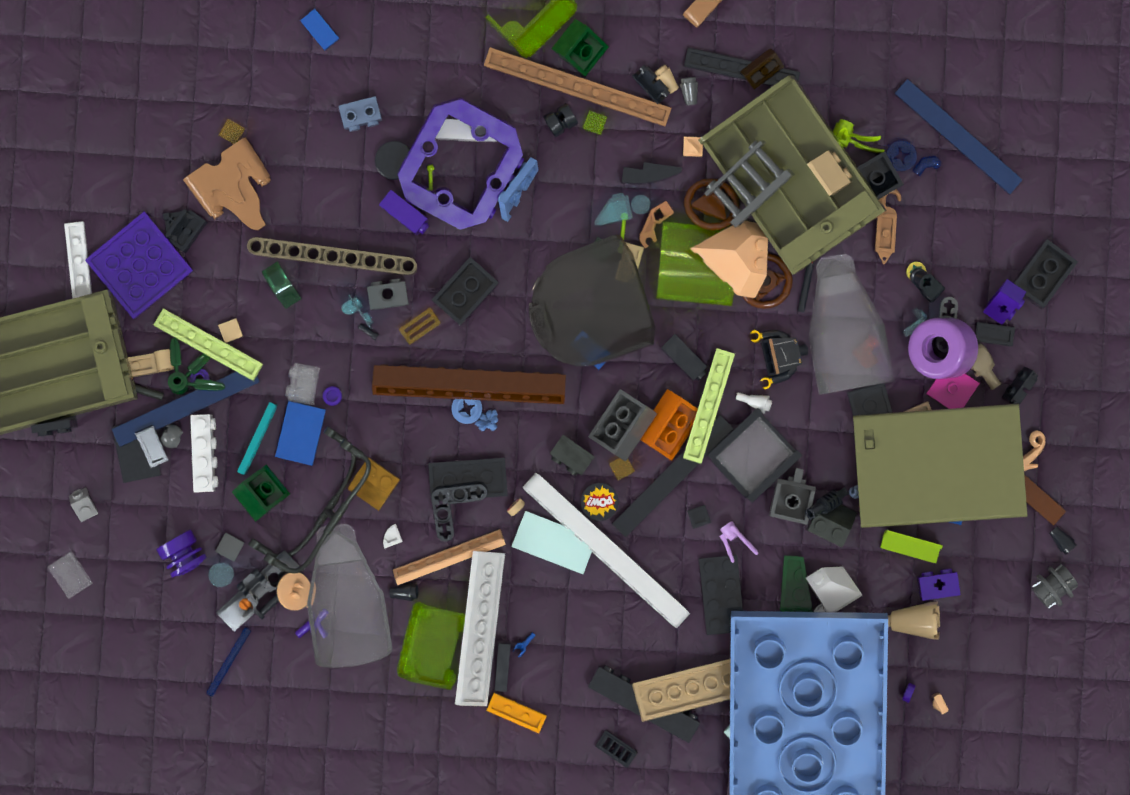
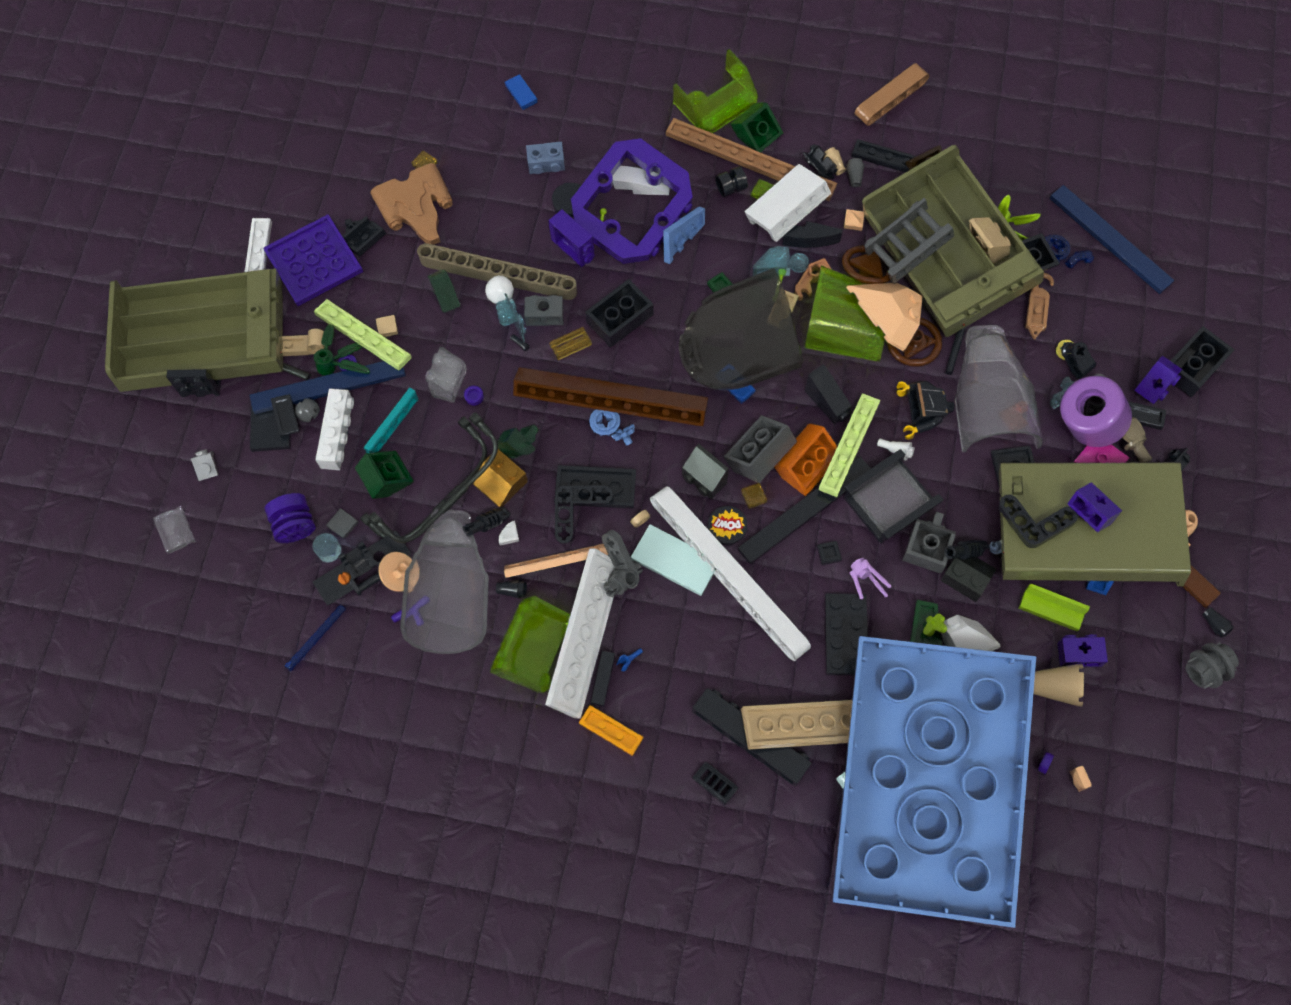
camera: 10 degrees right, 20 degrees down
(300, 433) = (435, 425): blue tile -> none
(338, 279) = (497, 287): none -> white hair
(371, 531) = (487, 521): none -> black hinge
(386, 448) = (516, 443): none -> clear green brick
(509, 566) = (626, 572): none -> dark grey piece
(562, 240) = (719, 282): none -> dark green tile
(621, 145) = (788, 201): none -> white panel
(801, 580) = (935, 624): none -> lime piece
(890, 485) = (1036, 528): none -> black beam
(930, 461) = (1094, 507): none -> dark purple brick

